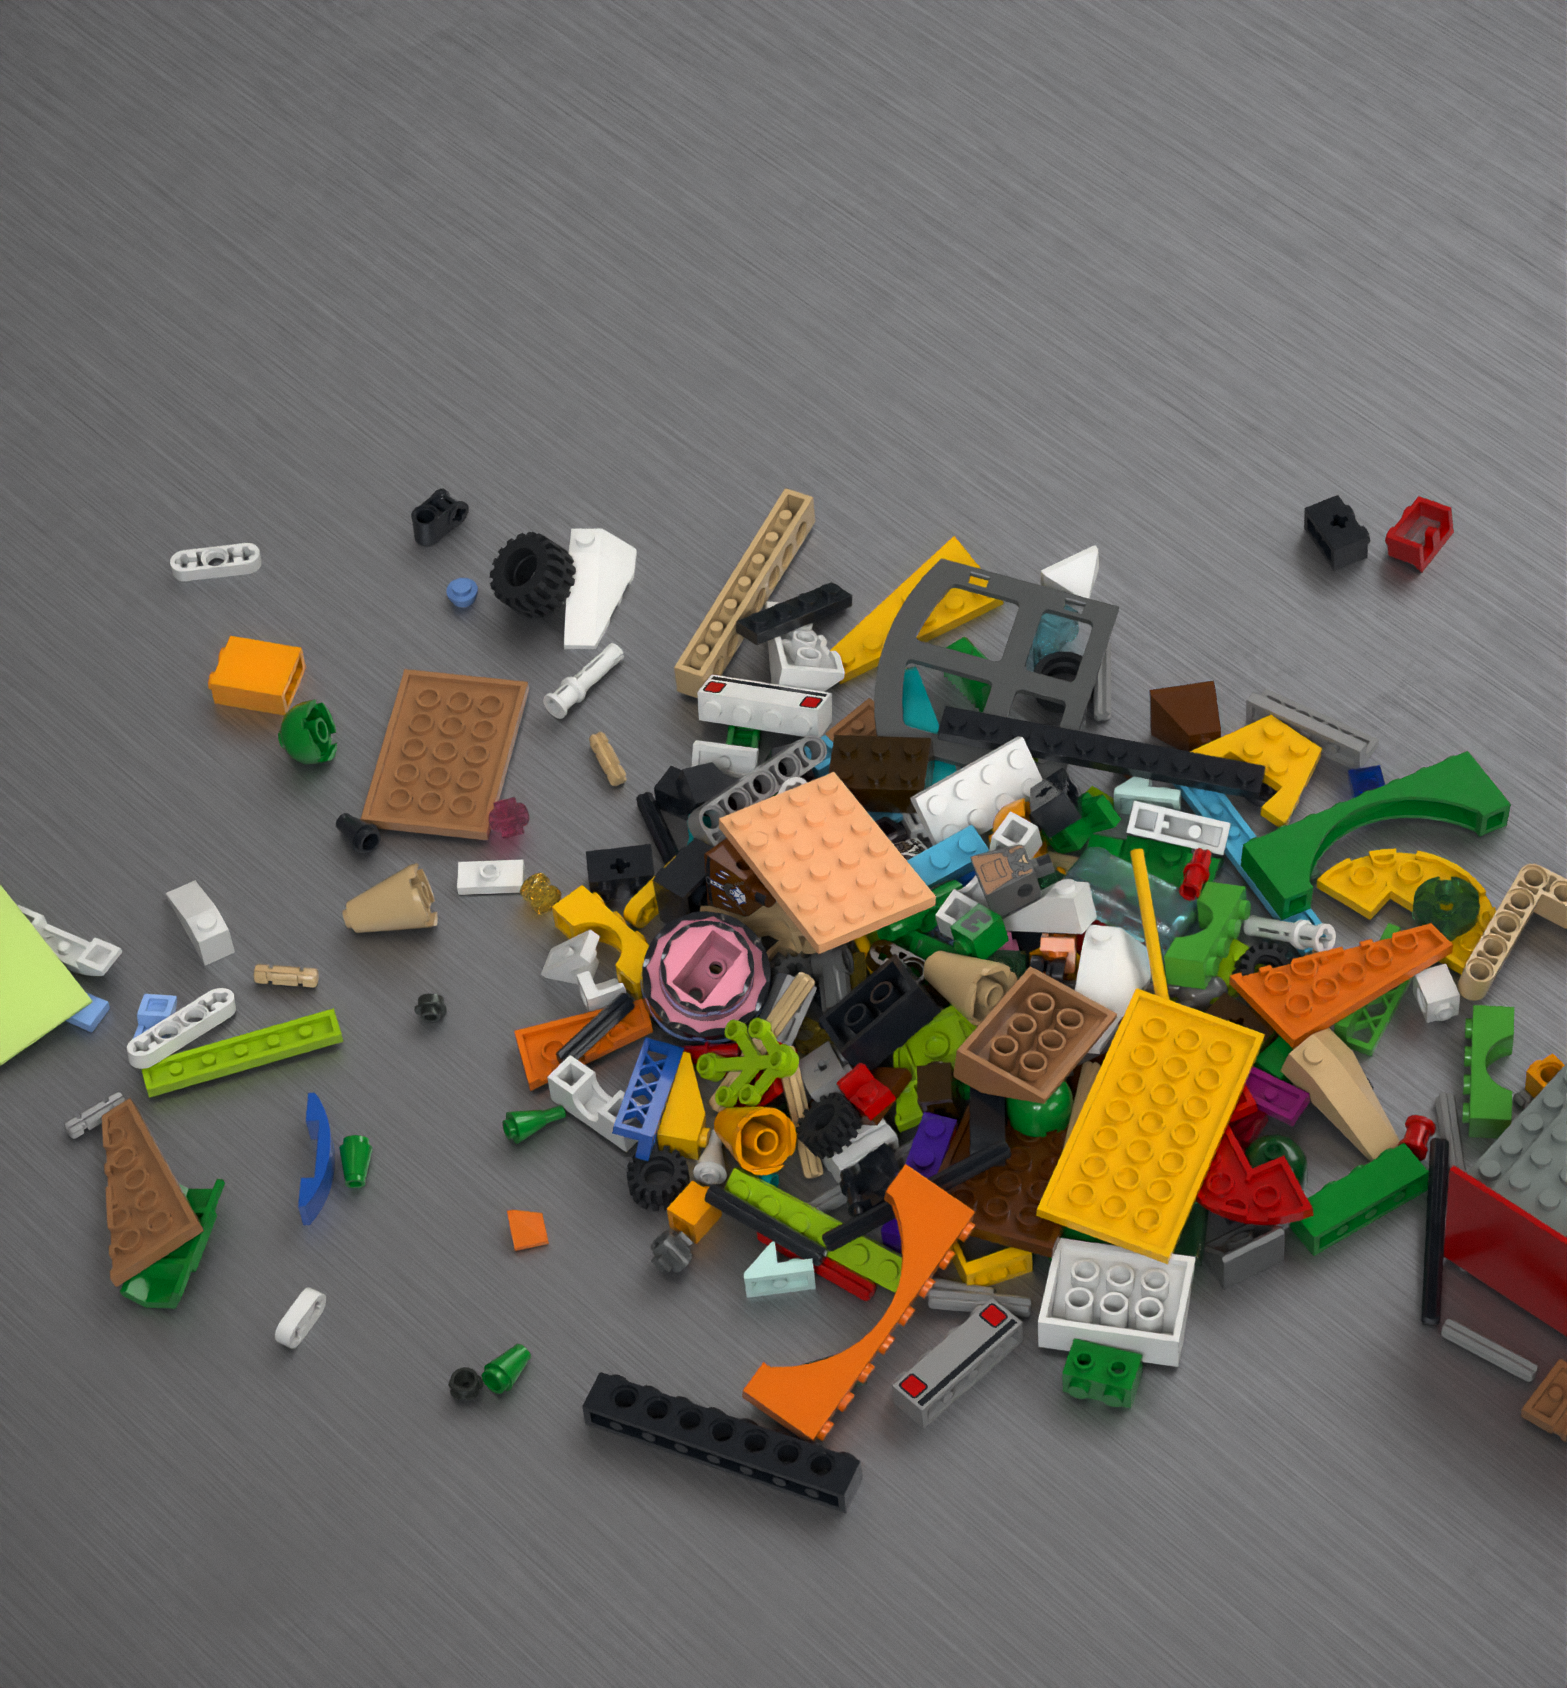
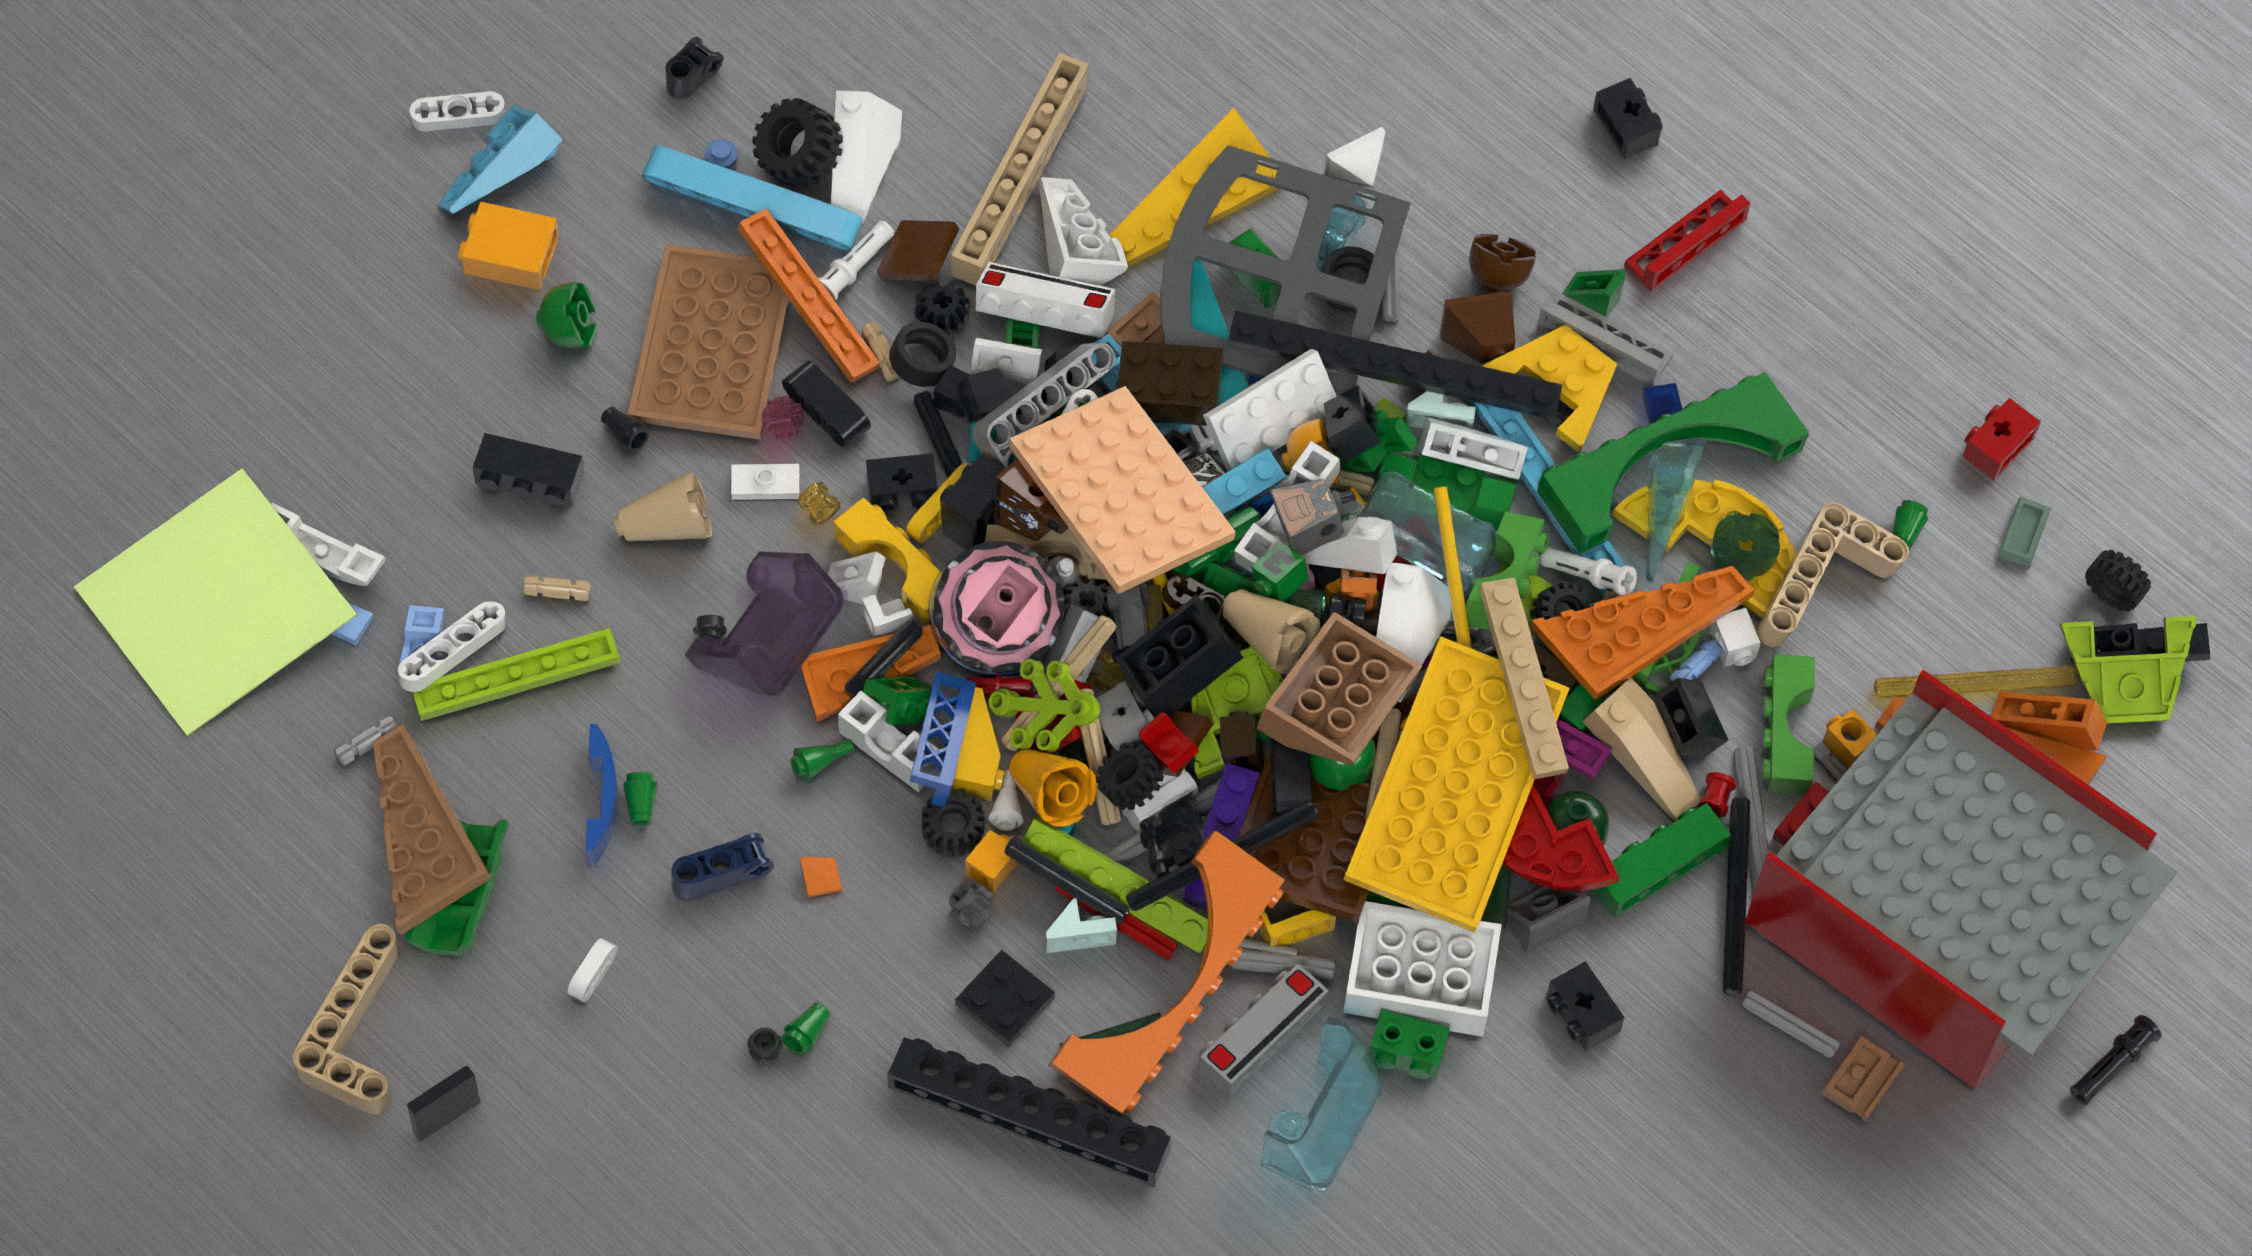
camera: 10 degrees left, 10 degrees up
(58, 1369) = (345, 1021): none -> tan beam
(147, 1439) = (443, 1103): none -> black tile
(201, 922) = (464, 524): white slope -> none
(264, 870) = (528, 470): none -> black brick
(268, 588) = (515, 146): none -> medium azure wedge
(415, 1232) = (742, 856): none -> dark blue piece
(489, 627) = (750, 195): none -> medium azure beam
(509, 990) = (778, 628): none -> clear purple windscreen
(538, 709) = (808, 295): none -> orange plate
(552, 805) = (826, 404): none -> black beam
(611, 1063) = (904, 697): none -> green bracket
(645, 667) = (918, 250): none -> reddish brown tile
(649, 742) = (931, 337): none -> black tyre
(666, 718) = (943, 307): none -> black gear
(703, 1339) = (1005, 998): none -> black plate
(775, 945) = (1065, 569): none -> white cone
(794, 613) = (1072, 194): black plate -> none
(1008, 1463) = (1316, 1145): none -> clear light blue windscreen
(1195, 874) = (1494, 504): red axle -> none
(1208, 661) = (1499, 263): none -> reddish brown cylinder
(1218, 1025) = (1523, 678): none -> tan plate
(1280, 1336) = (1584, 989): none -> black brick
(1305, 684) = (1597, 289): none -> green slope
(1373, 852) = (1669, 489): none -> clear light blue wedge
(1390, 1066) = (1691, 718): none -> black brick
(1396, 1019) = (1698, 661): none -> light blue axle
(1400, 641) = (1688, 245): none -> red fence
(1420, 532) = (1713, 121): red window -> none

